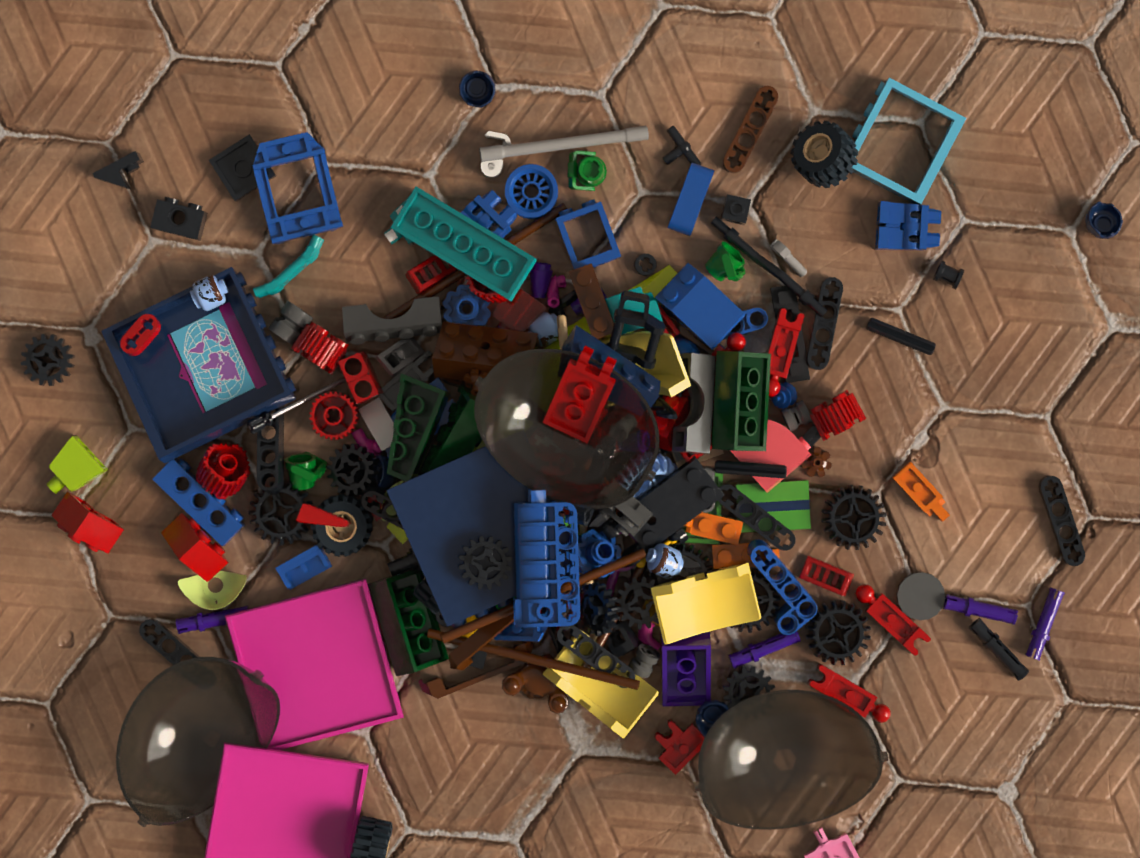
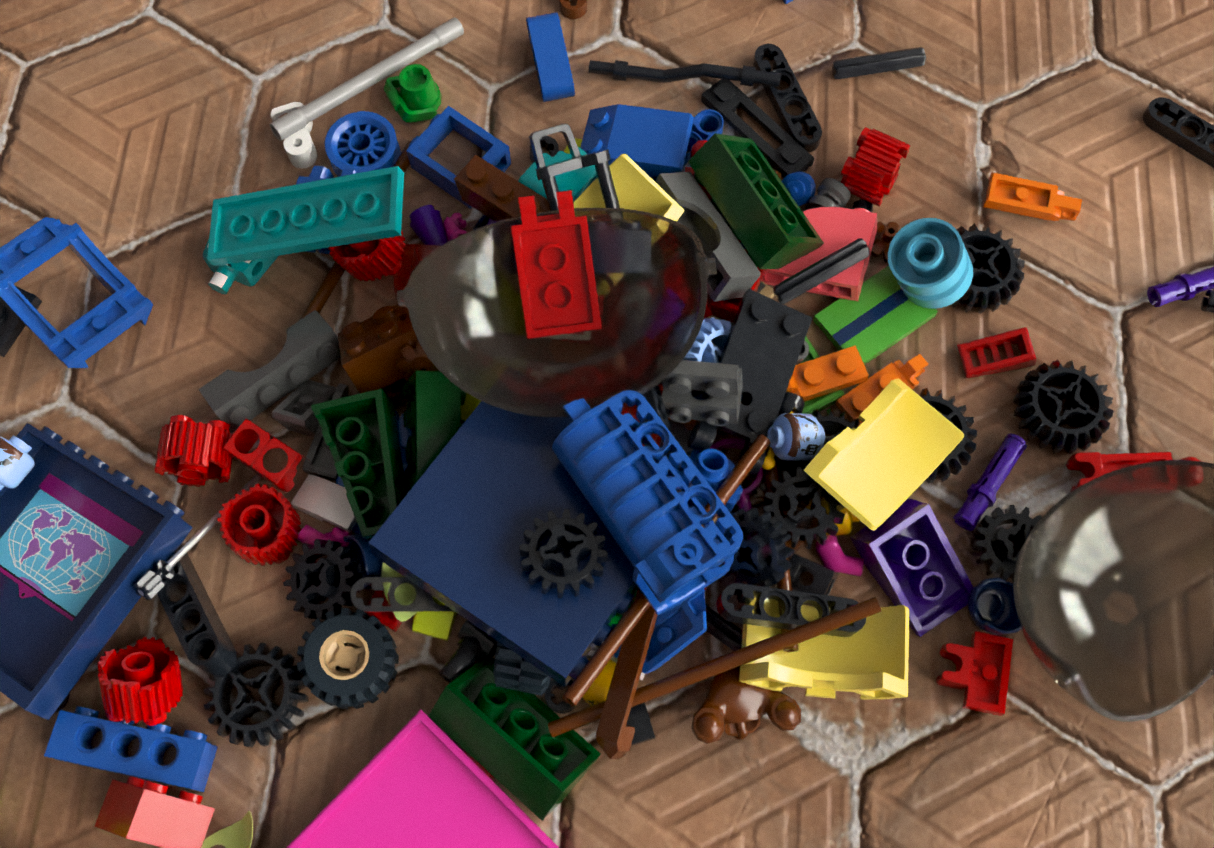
camera: 25 degrees left, 20 degrees down
(278, 283) = (124, 349): teal piece -> none
(290, 323) = (140, 450): dark grey wheel -> none
(302, 470) = (257, 620): green piece -> none
(303, 567) = (326, 750): blue hinge -> none
(315, 515) = (299, 655): red slope -> none
(414, 281) = (282, 314): red slope -> none
(437, 687) = (611, 804): reddish brown piece -> none
(456, 300) = (356, 302): blue plant -> none
(477, 88) = (236, 80): dark blue hair -> none
(645, 658) = (857, 582): dark grey wheel -> none
(683, 148) = (507, 19): black piece -> none
(726, 263) = (635, 89): green piece -> none
(735, 209) = (607, 37): black brick -> none
(757, 514) = (865, 327): black beam -> none
(779, 582) = (913, 367): blue beam -> none
(782, 348) = (756, 124): red plate -> none
(783, 252) = (686, 50): light grey bar -> none
(817, 505) = (930, 263): none -> medium azure wheel
(891, 618) = (1114, 354): red plate -> none
(920, 596) = (1120, 310): dark grey tile -> none

